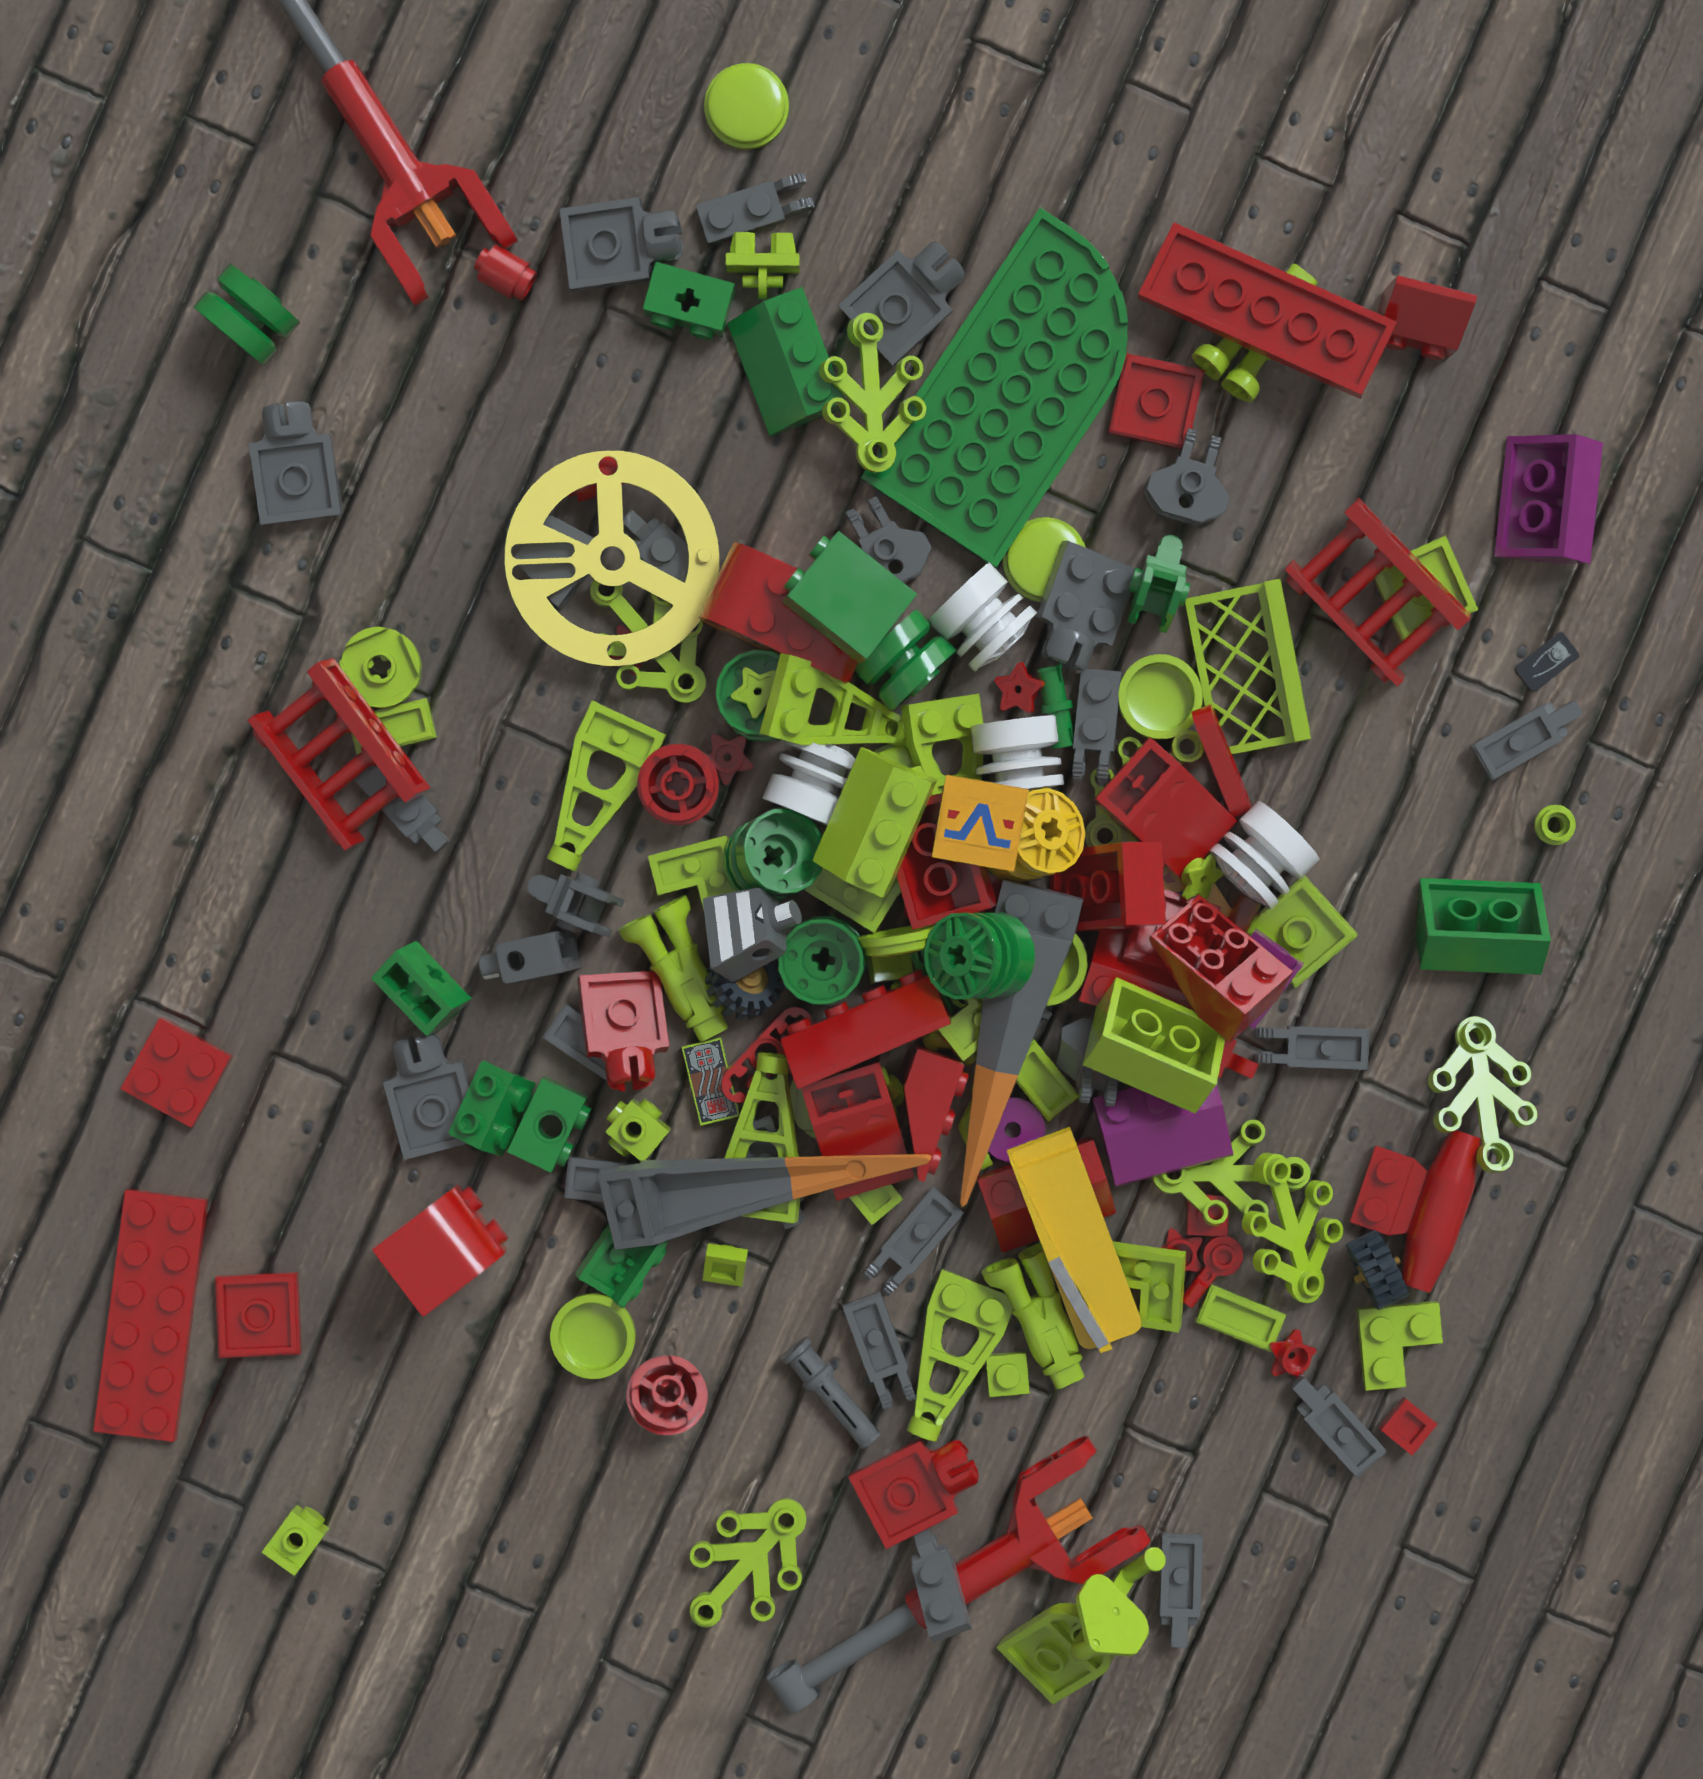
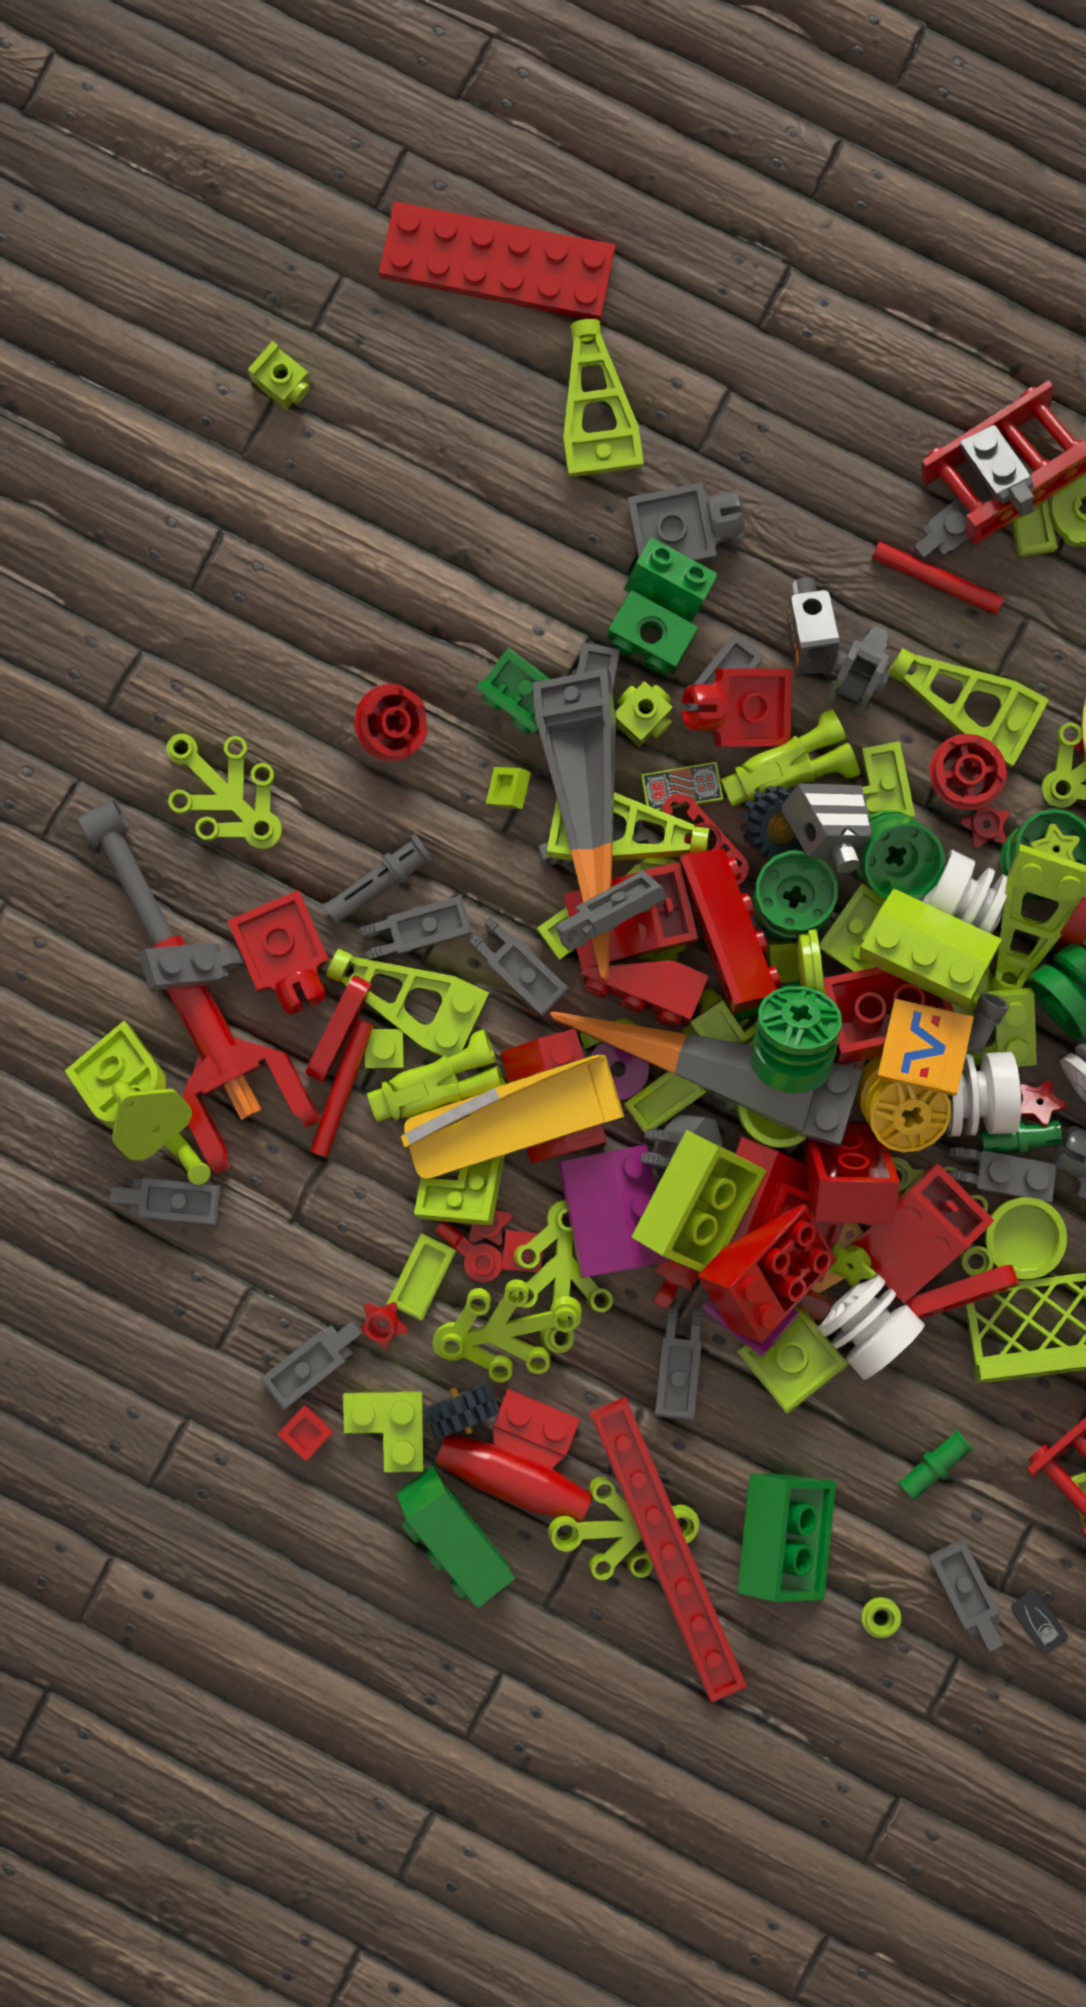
camera: 90 degrees right, 5 degrees down
(176, 1072) = (720, 299): red plate -> none
(258, 1314) = (490, 358): red tile -> none
(351, 770) = (999, 469): none -> hinge
(353, 1190) = (602, 450): none -> lime plate
(421, 988) = (788, 522): green brick -> none
(442, 1248) = (548, 516): red brick -> none
(466, 823) = (937, 578): none -> red piece
(592, 1336) = (449, 660): lime piece -> none
(859, 1158) = (610, 909): none -> dark grey hinge
(934, 753) = (987, 1015): none -> dark grey pin
(992, 1424) = (338, 1029): none -> red beam
(1051, 1416) = (341, 1087): none -> red piece
(1398, 777) = (935, 1465): none -> green pin
(1502, 1049) = (668, 1549): none -> red tile
(1506, 1268) = (453, 1538): none -> green wedge

